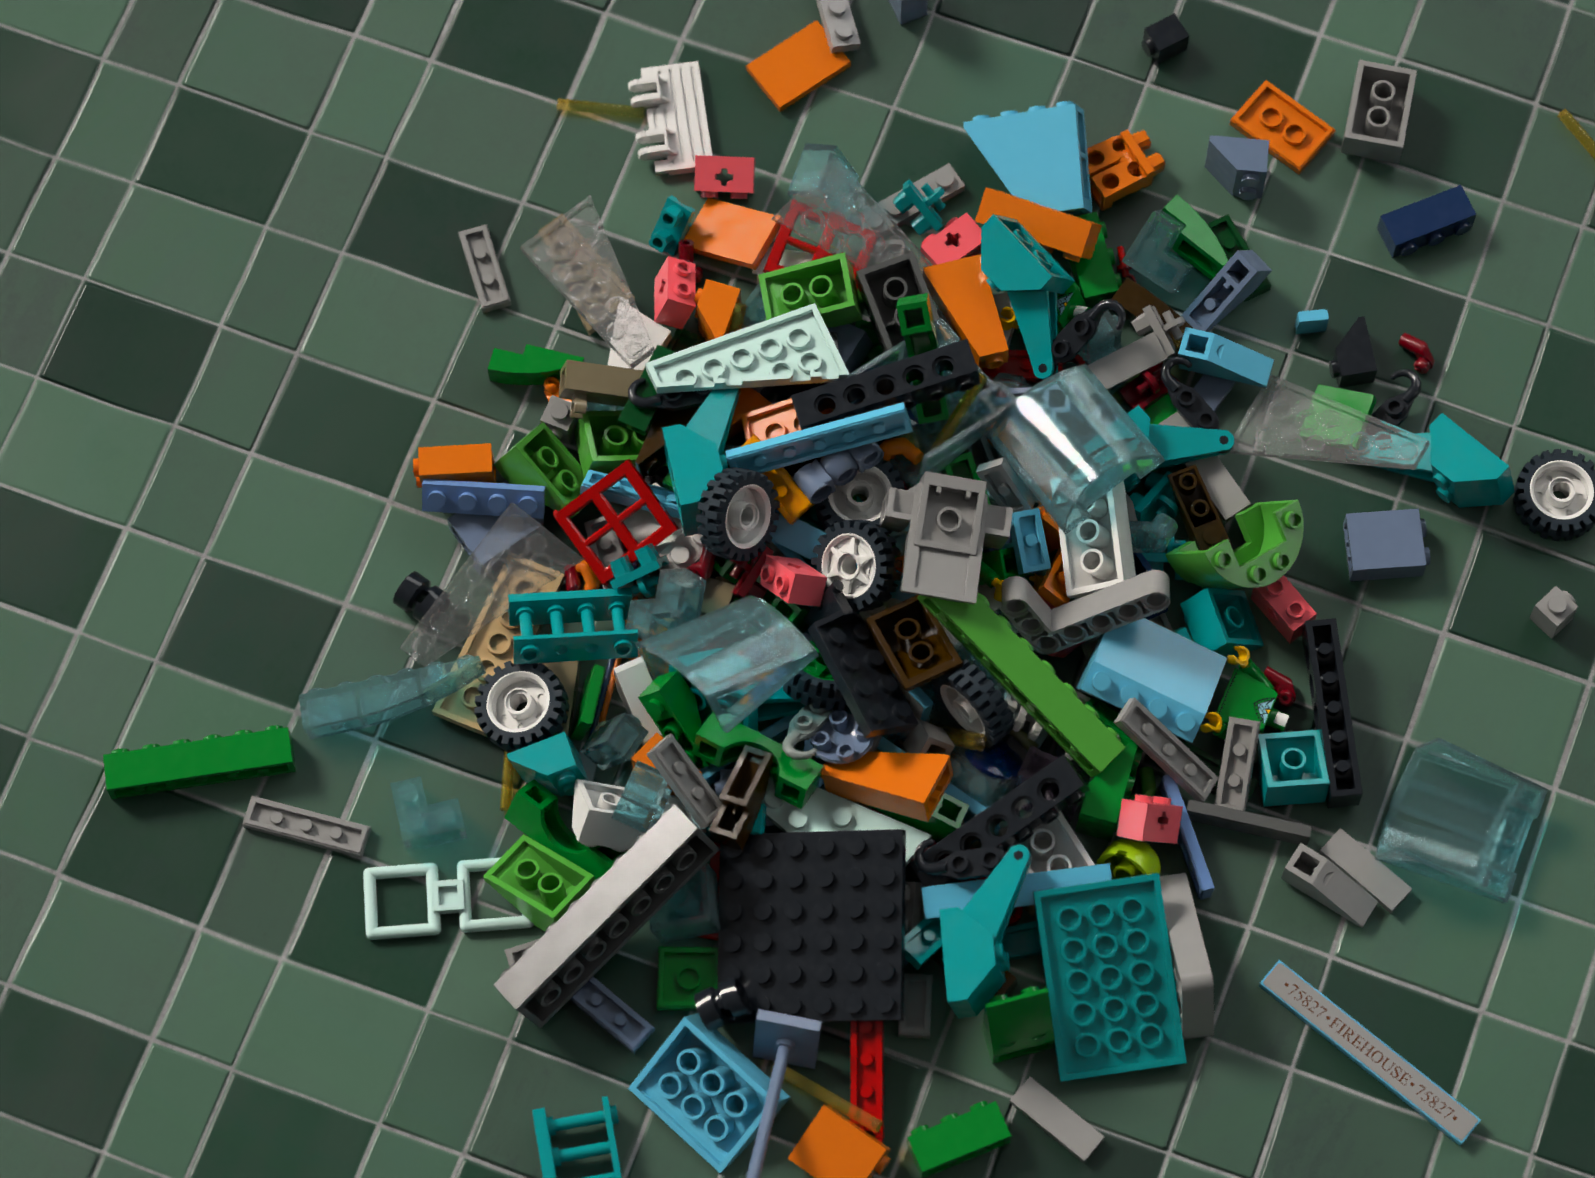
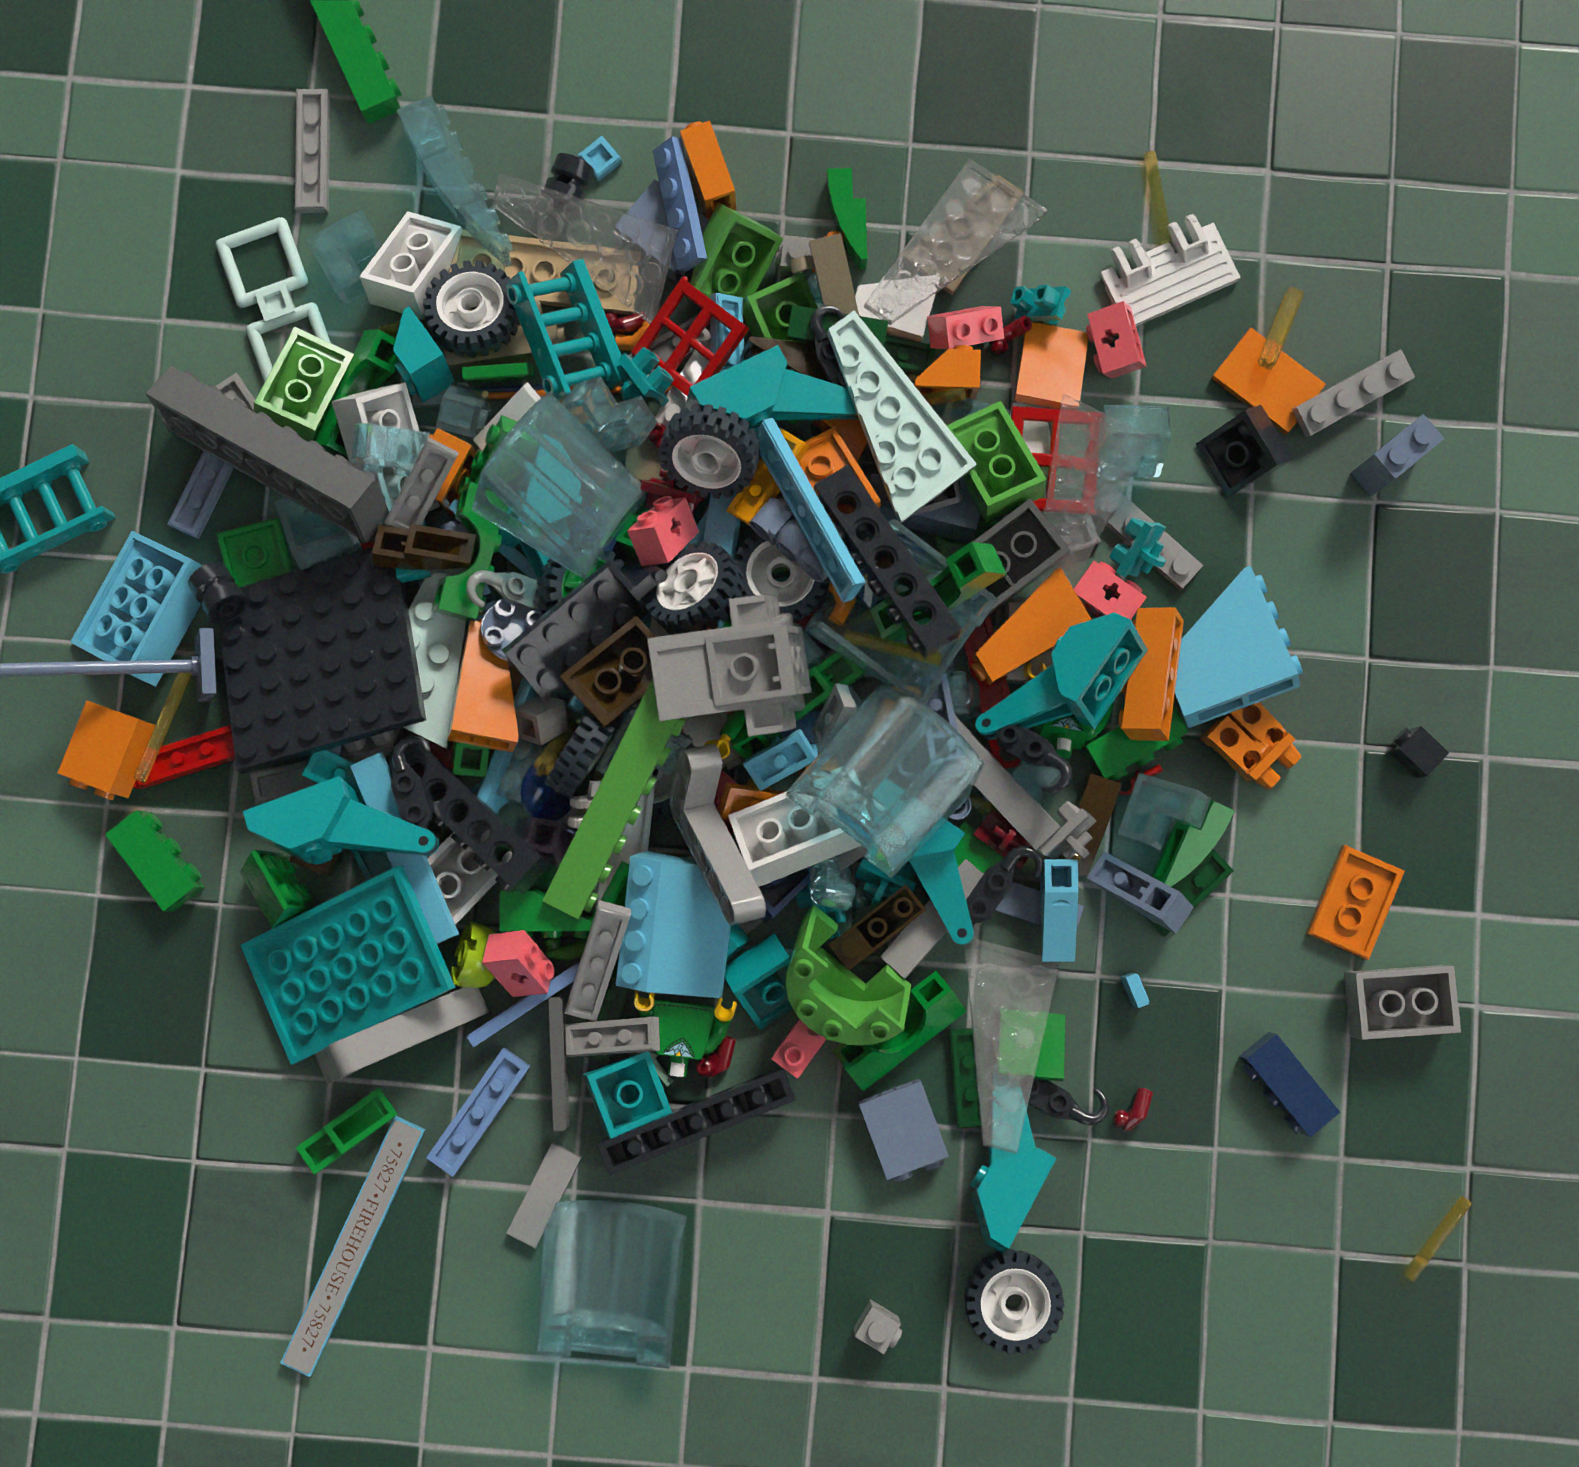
camera: 70 degrees right, 15 degrees up
(400, 567) = (601, 158): none -> medium azure tile
(455, 756) = (409, 262): none -> white slope
(484, 268) = (944, 137): light grey tile -> none
(755, 40) = (1280, 328): none -> clear yellow axle
(857, 101) = (1244, 450): none -> black slope
(1056, 1119) = (204, 951): light grey tile -> none
(1238, 164) = (1289, 868): sand blue slope -> none
(1262, 1029) = (346, 1131): none -> green slope
(1274, 906) = (478, 1112): none -> medium blue plate
(1316, 556) = (929, 1012): none -> green arch
(1328, 885) = (511, 1162): light grey slope -> none
(1354, 357) = (1107, 1045): black slope -> none
(1354, 481) = (964, 1078): none -> dark green tile

